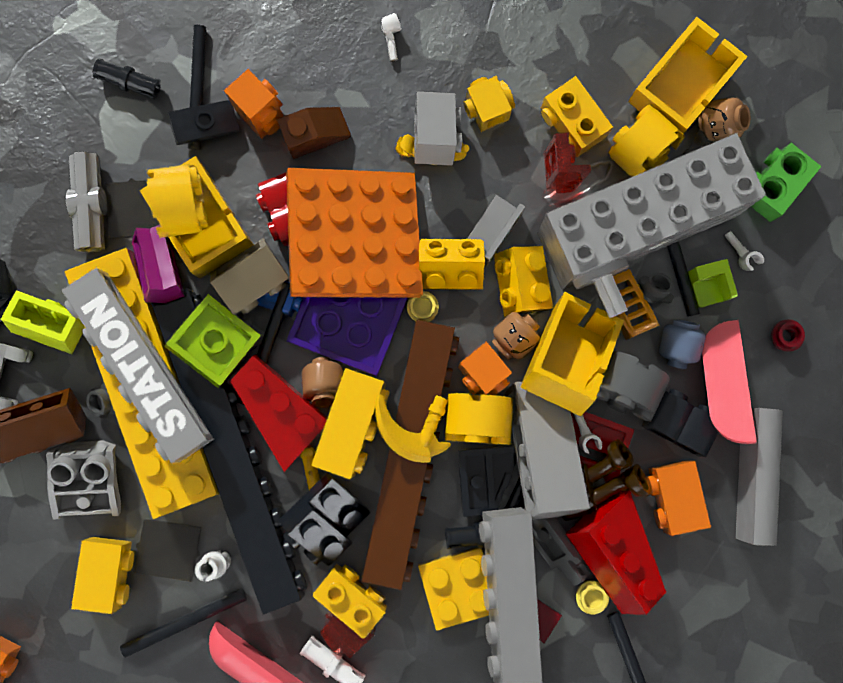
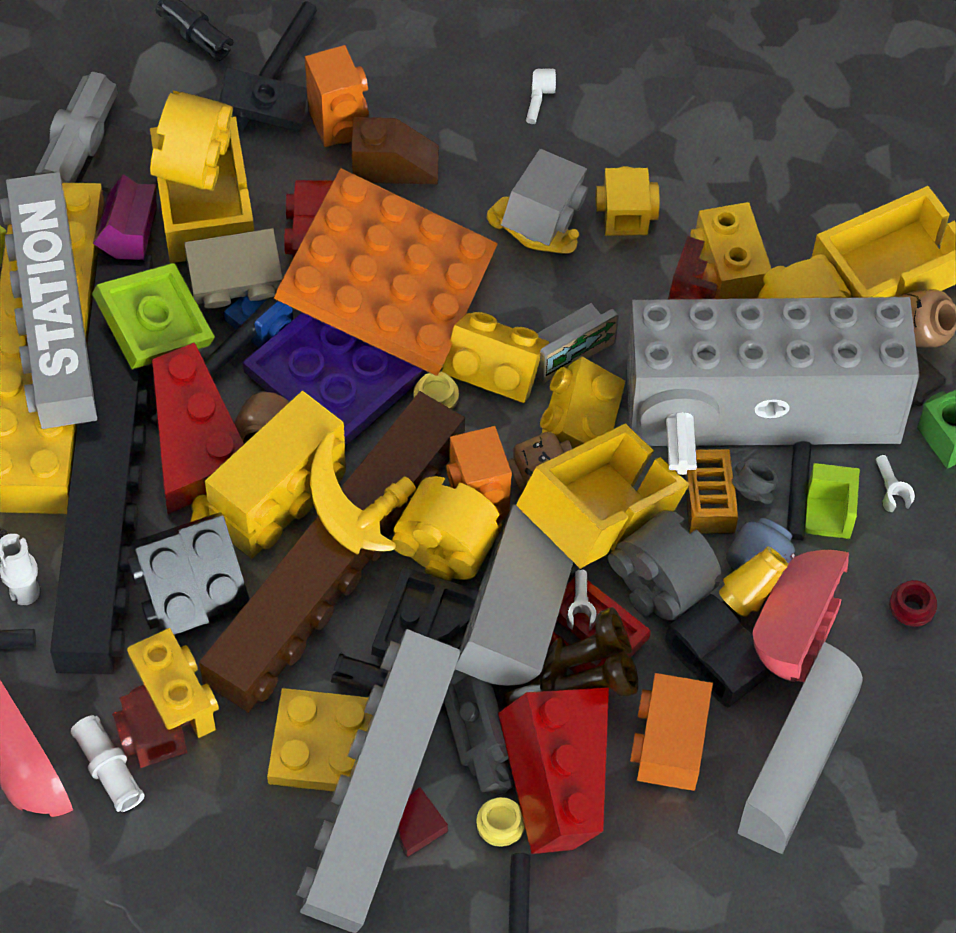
camera: 20 degrees right, 25 degrees down
(691, 374) = (753, 581): none -> yellow cone

